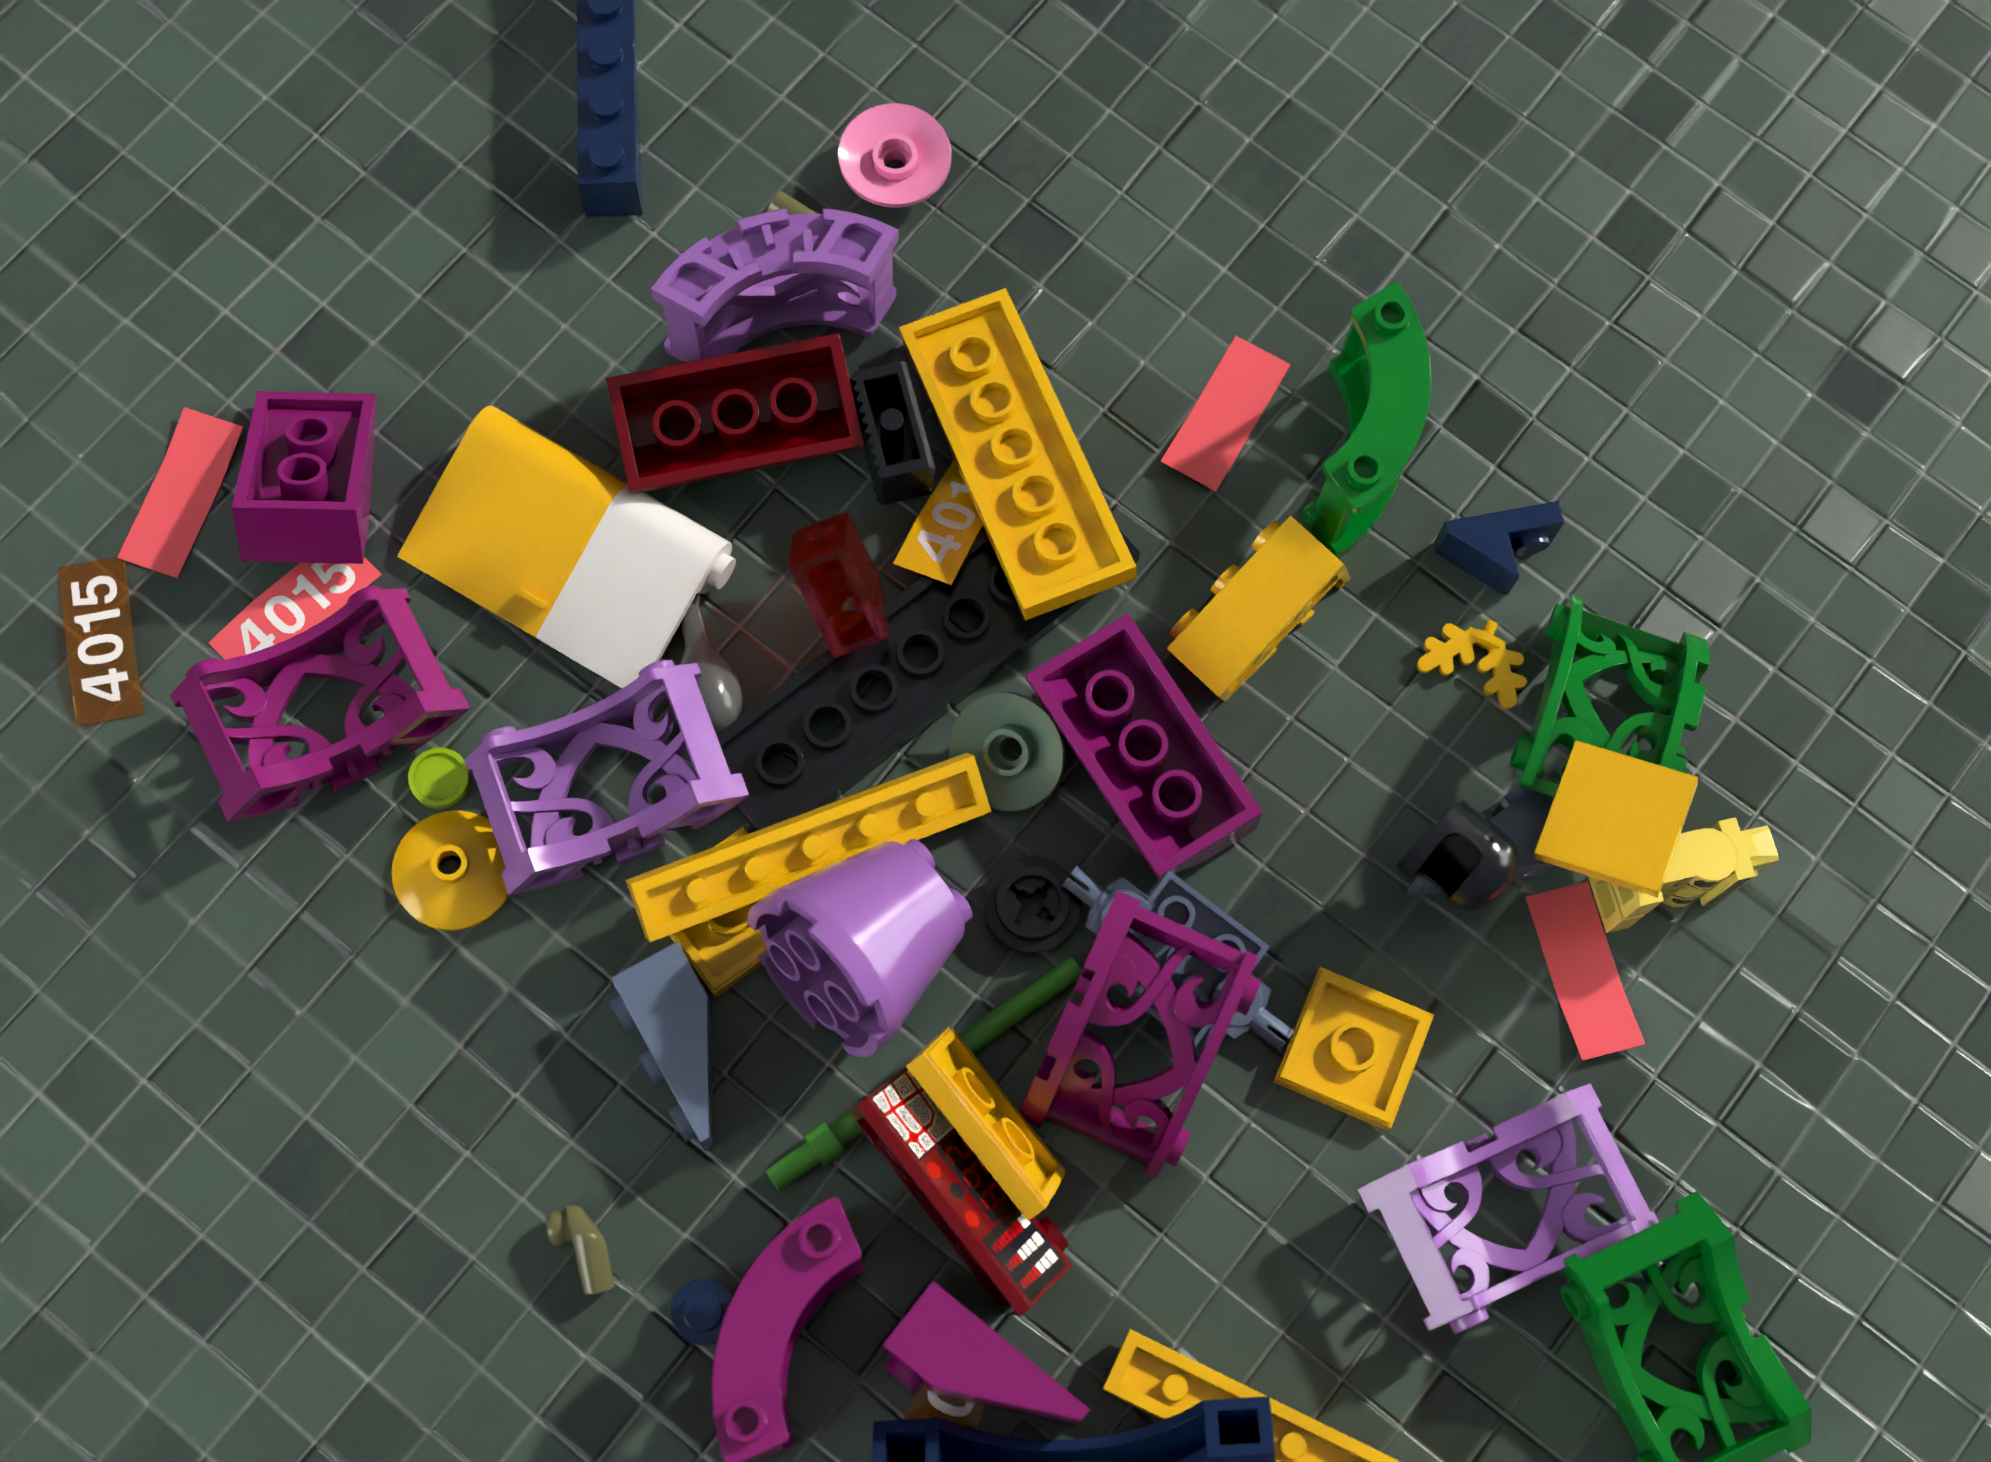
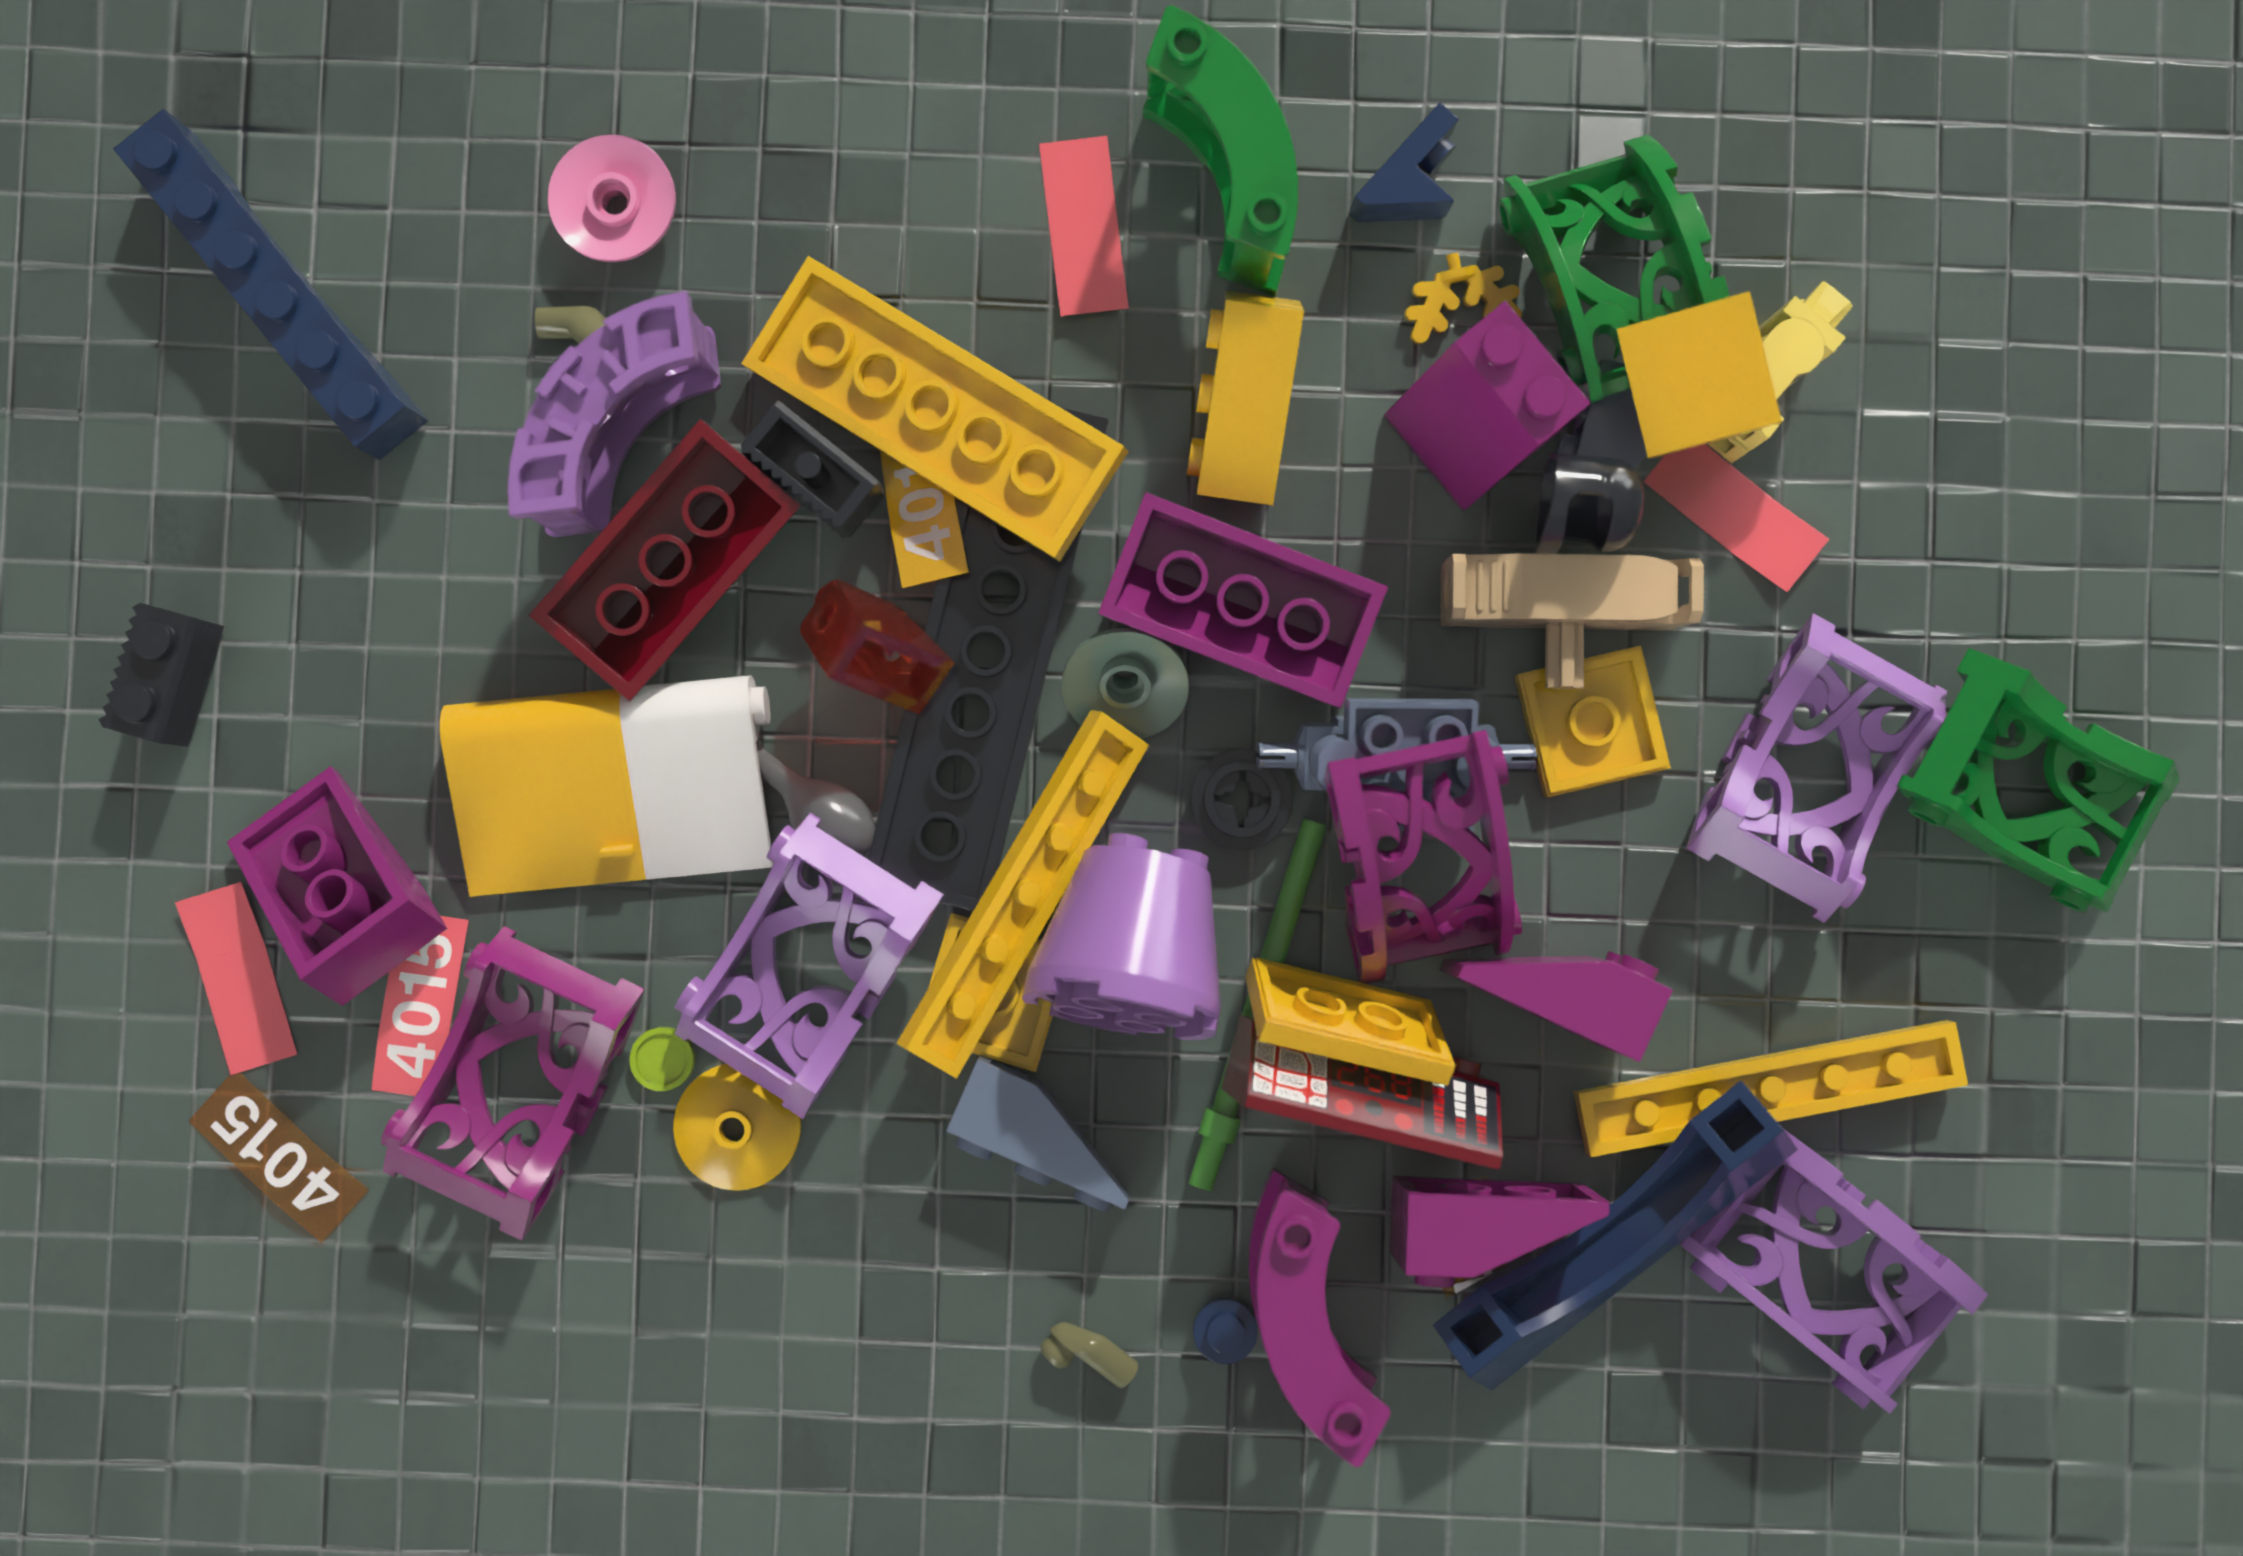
camera: 35 degrees left, 15 degrees up
(312, 243) = (161, 675): none -> black brick
(1183, 1235) = (1598, 999): none -> magenta slope
(1401, 933) = (1568, 596): none -> tan piece
(1436, 739) = (1486, 406): none -> magenta slope

